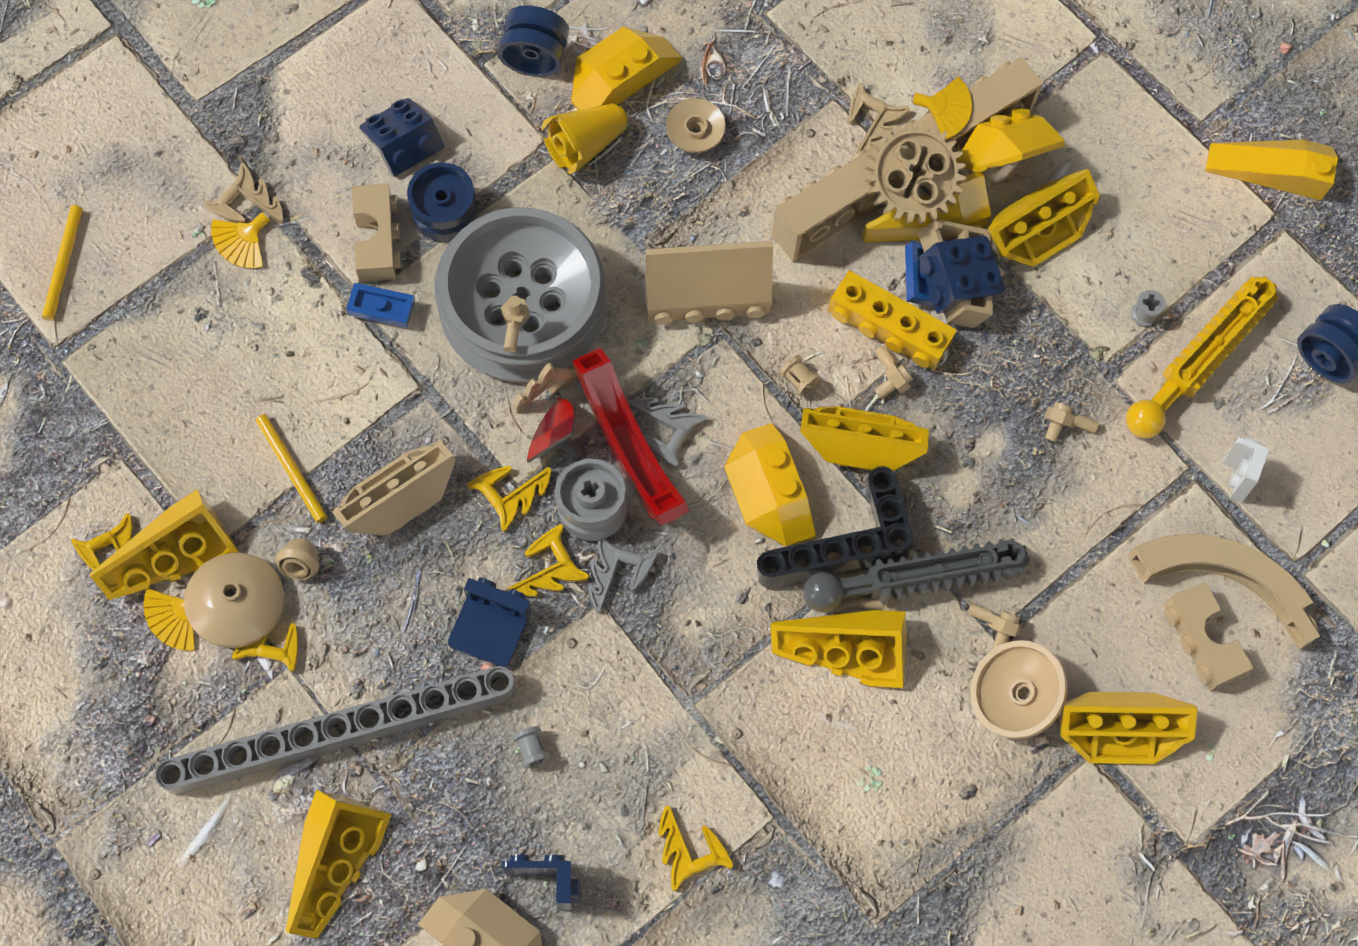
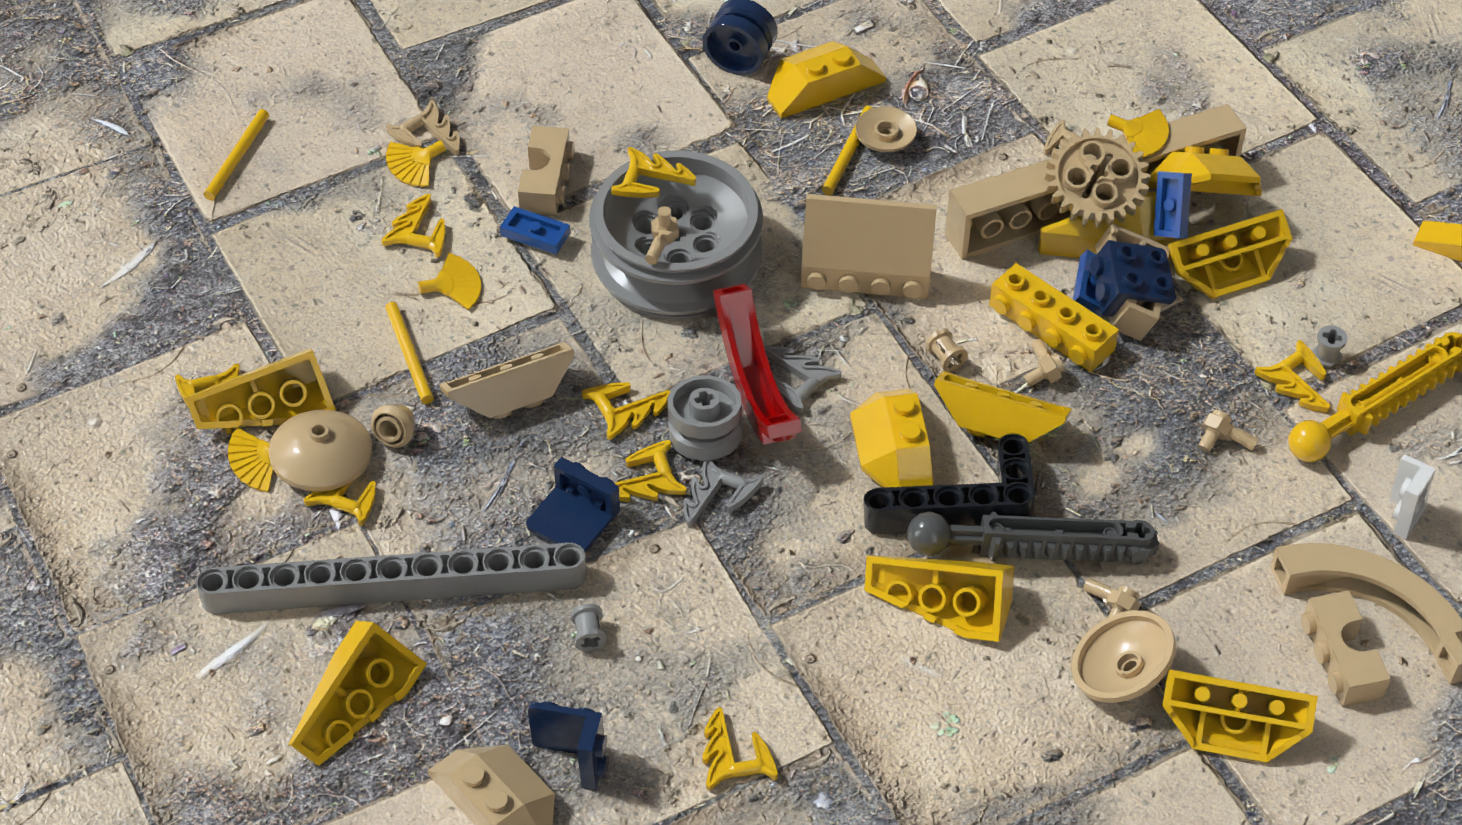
camera: 15 degrees right, 20 degrees down
(256, 311) = (408, 223): none -> yellow piece
(317, 376) = (455, 280): none -> yellow hand
(403, 135) = (595, 99): dark blue bracket -> none
(441, 200) = (608, 141): dark blue wheel -> none
(475, 236) = (642, 165): none -> yellow piece
(549, 378) = (685, 302): tan piece -> none
(555, 430) = (680, 356): shield -> none
(582, 134) = (770, 118): yellow cone -> none
(660, 161) = (842, 160): none -> yellow bar
(989, 189) = (1172, 204): none -> blue plate
(1109, 344) = (1291, 384): none -> yellow piece

